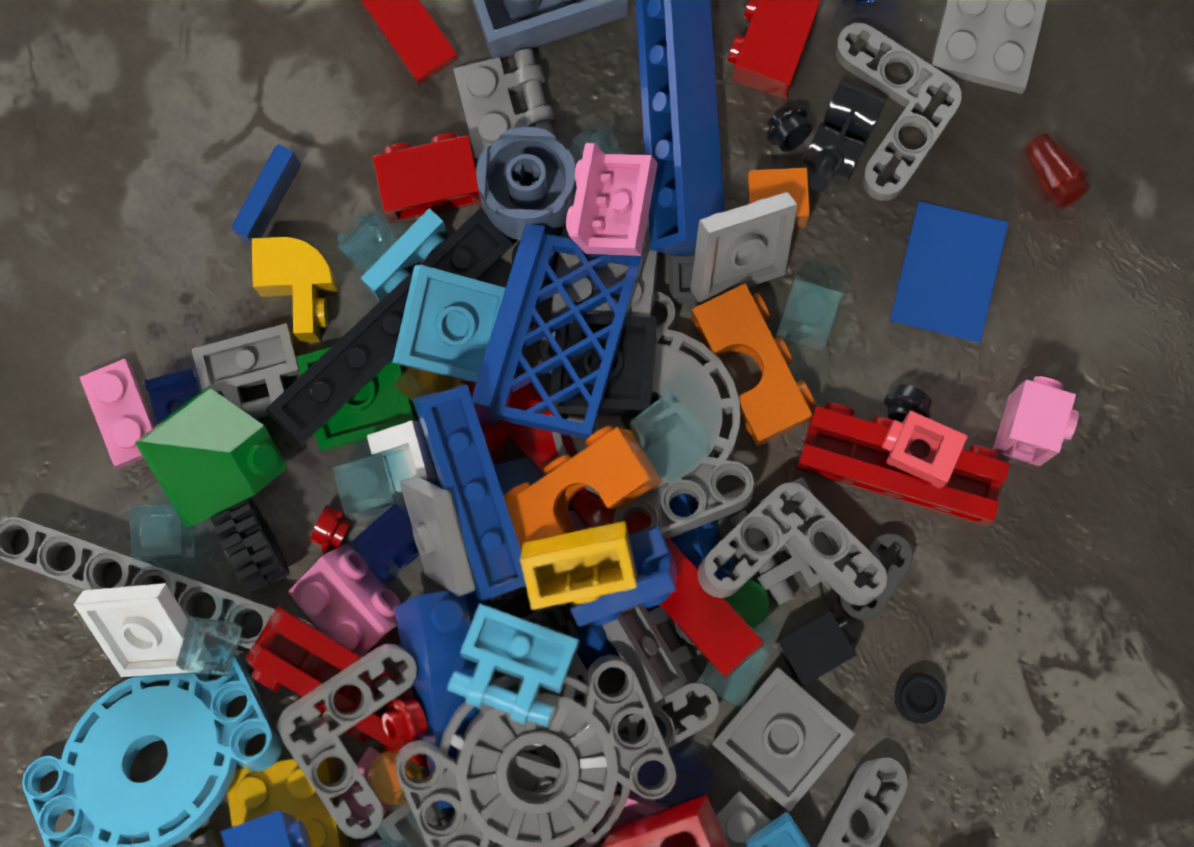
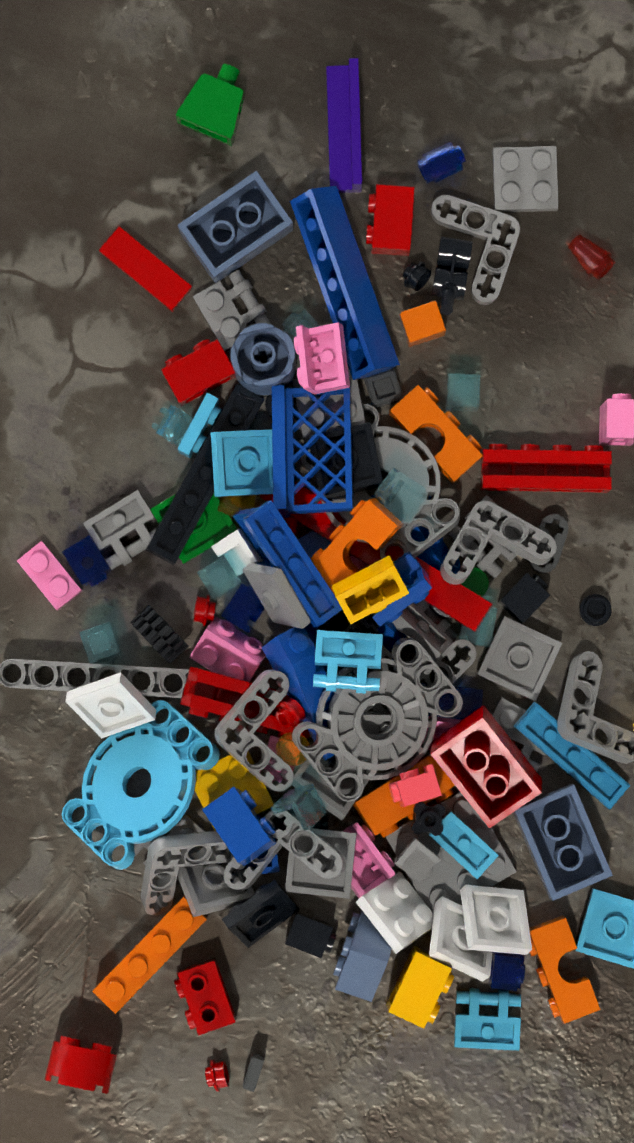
camera: 25 degrees left, 5 degrees up
(209, 646) = (156, 703): clear light blue tile -> none
(210, 456) = (120, 587): green slope -> none
(266, 194) = (99, 412): blue tile -> none
(298, 270) = (134, 453): yellow brick -> none
(743, 246) = (410, 362): light grey plate -> none
(907, 399) = (539, 432): black plate -> none
(941, 442) = (568, 455): coral brick -> none
(949, 272) = (541, 338): blue window -> none

